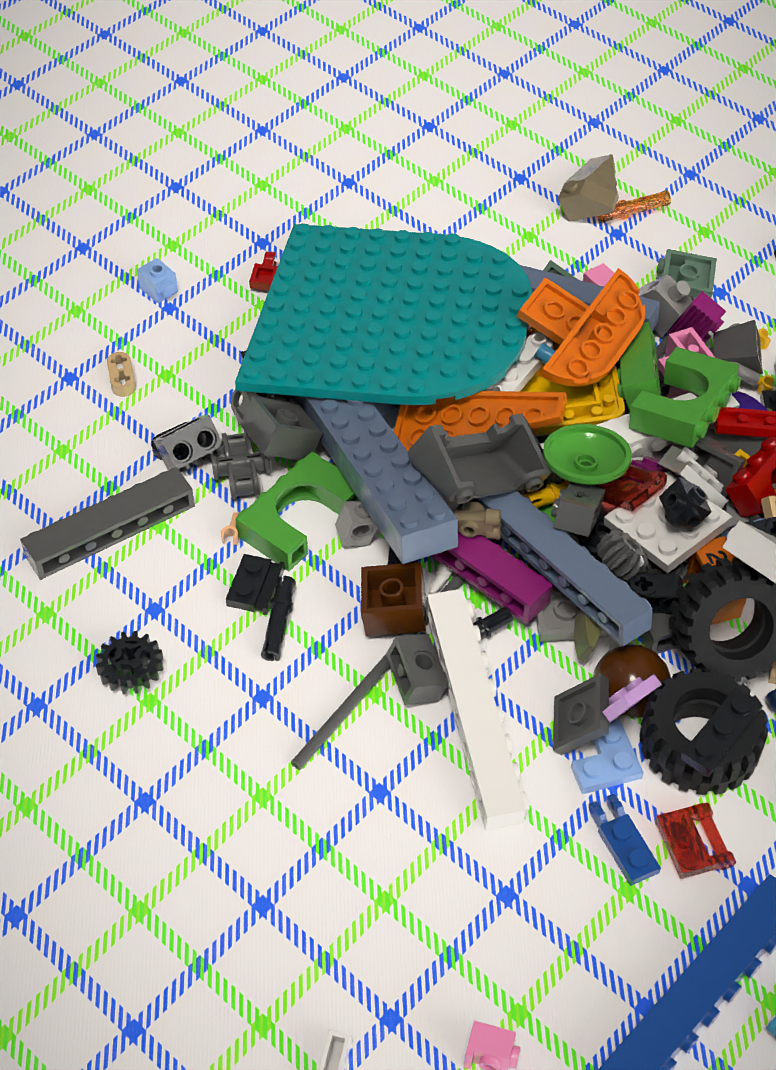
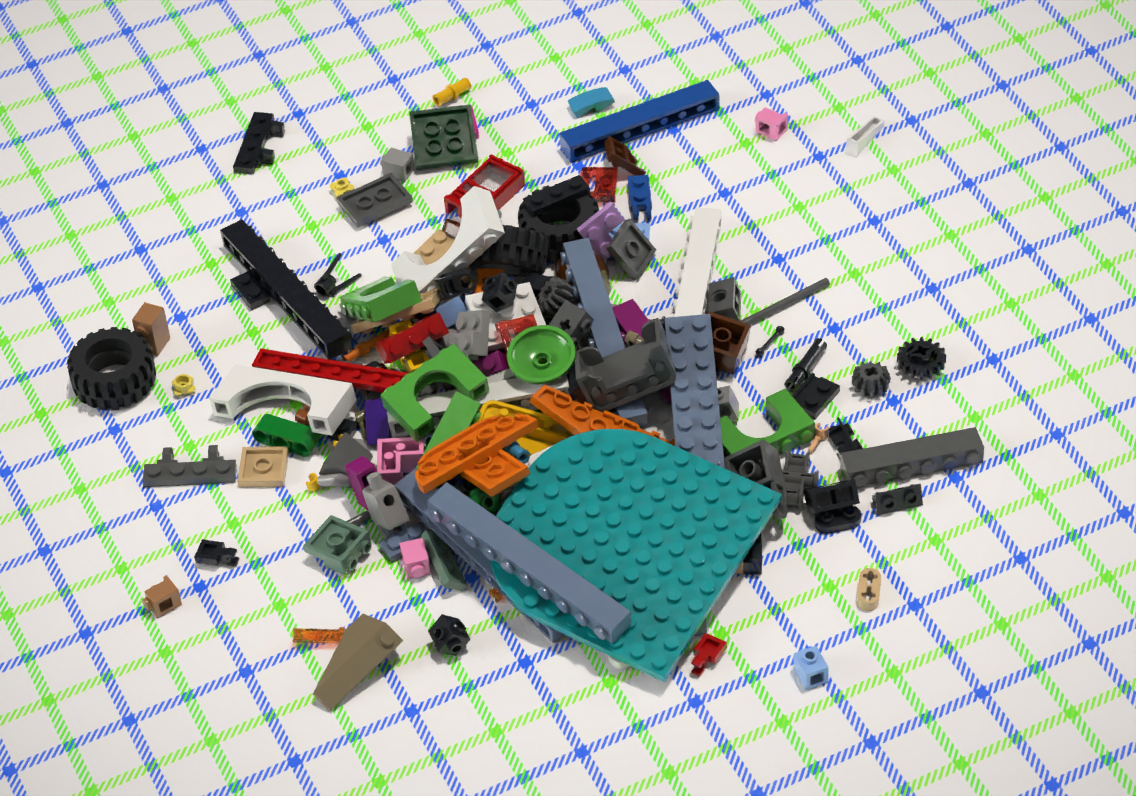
camera: 155 degrees left, 5 degrees down
(105, 478) = (898, 499): none -> black hinge
(187, 614) = (871, 379): none -> dark grey gear
(189, 526) = (842, 434): none -> black hinge
(333, 670) = (779, 331): none -> black hinge
(472, 246) = (529, 563): none -> sand blue brick
(520, 222) = (449, 635): none -> black brick
(689, 896) = (620, 156): none -> reddish brown wing

